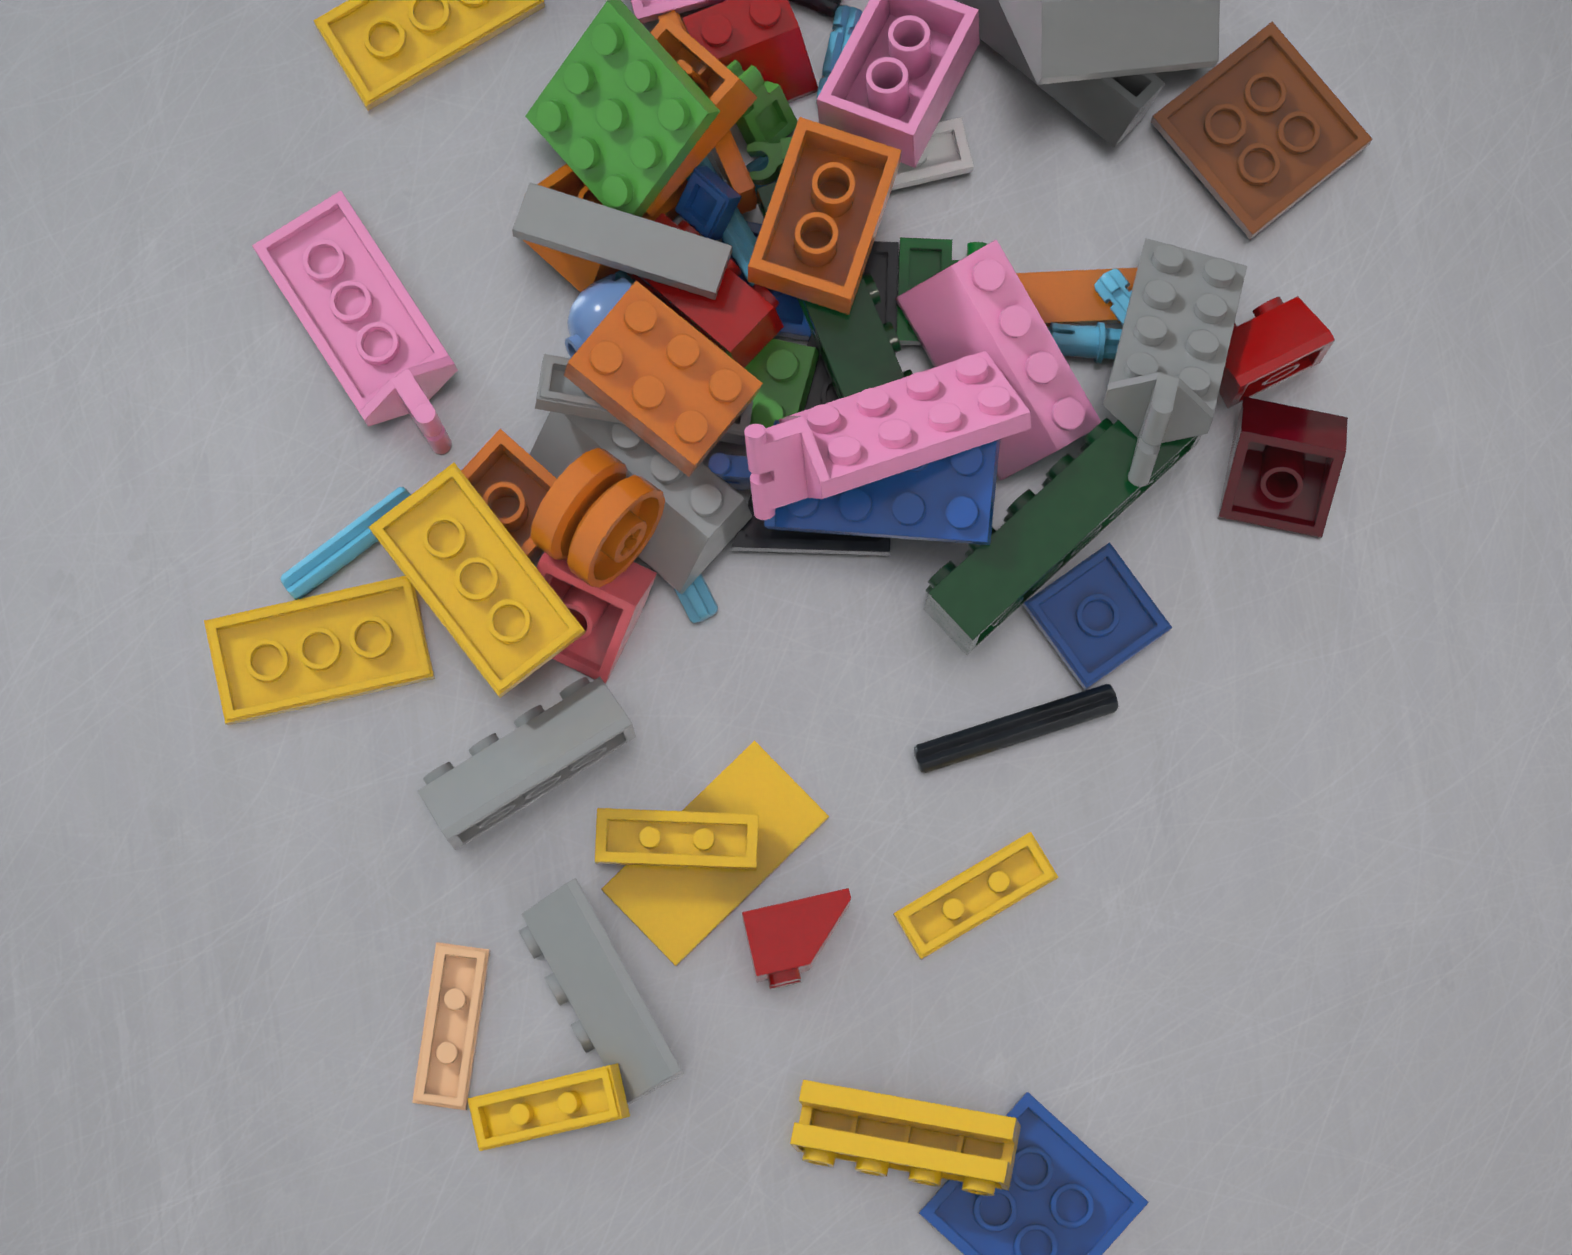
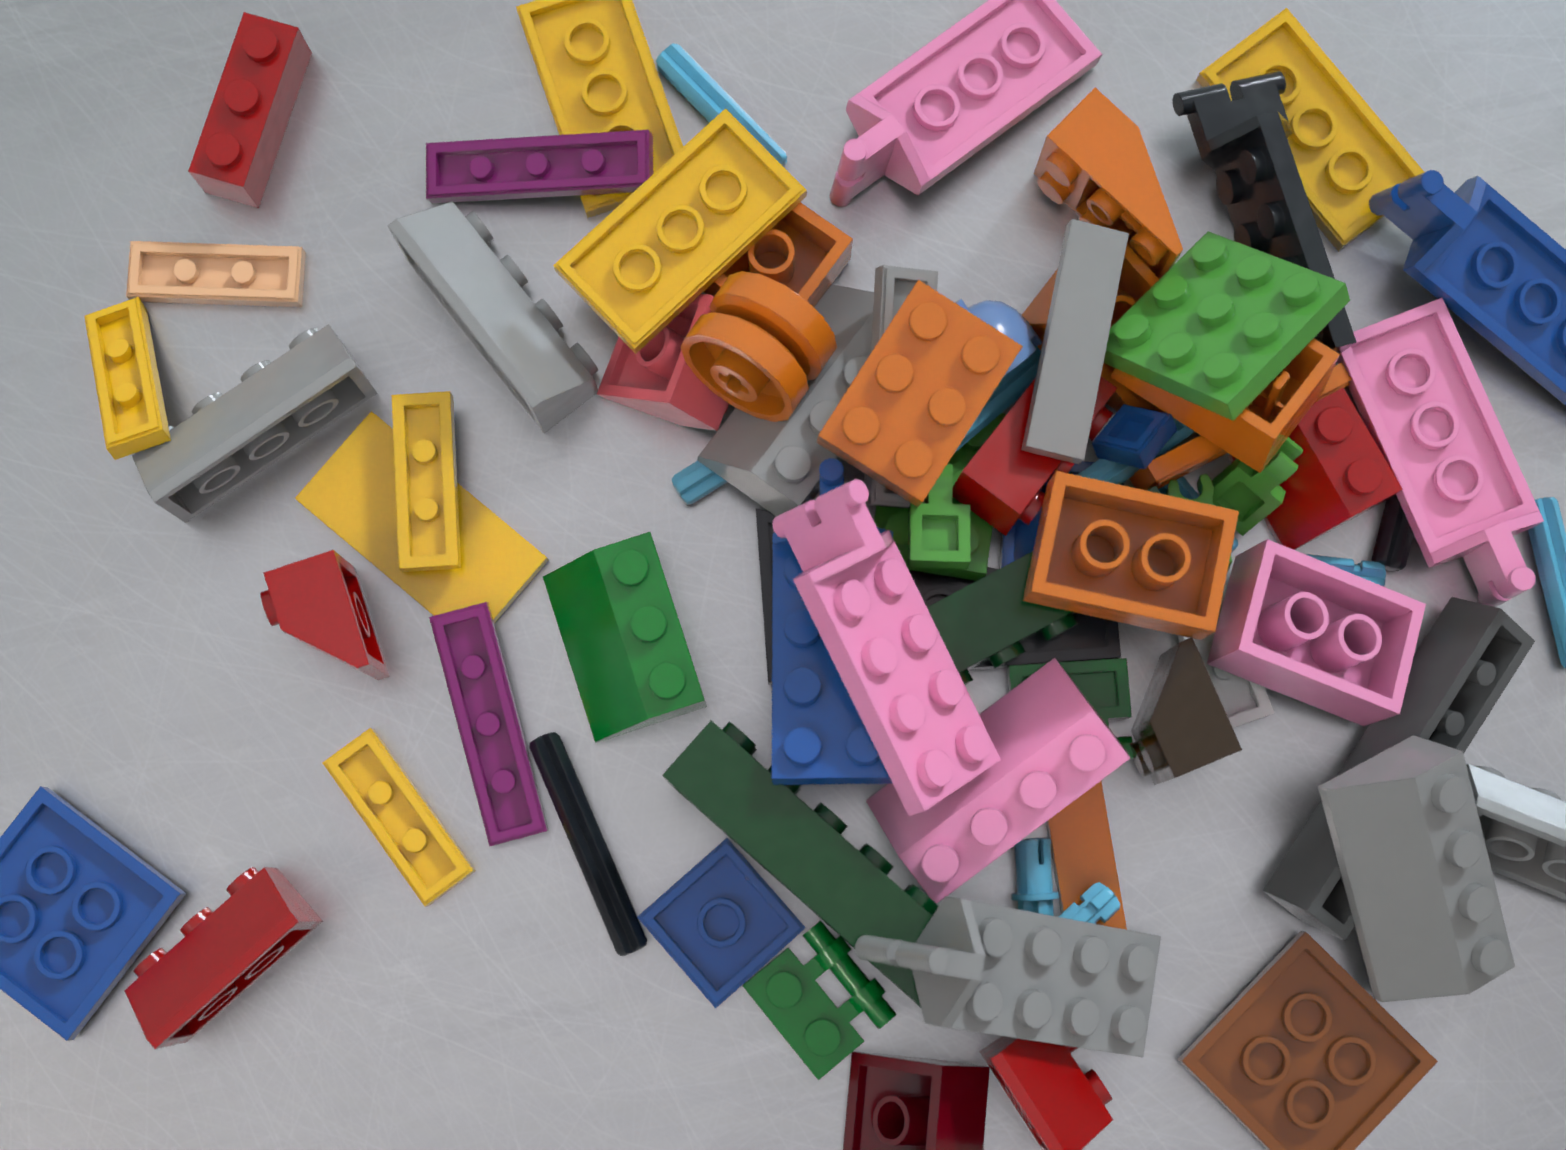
camera: 85 degrees right, 0 degrees up
(301, 976) = (250, 110): none -> red brick
(386, 713) = (538, 166): none -> magenta tile
(469, 193) = (1106, 177): none -> orange slope
(481, 63) = (1259, 176): none -> black hinge
(784, 380) = (939, 530): none -> bright green plate
(837, 676) = (623, 638): none -> green slope
(900, 805) = (488, 724): none -> magenta tile
(905, 1136) = (115, 764): yellow brick -> none
(960, 196) = (1180, 718): none -> dark brown slope
(1086, 1057) = (219, 956): none -> red slope
(1182, 552) = (803, 1010): none -> green plate

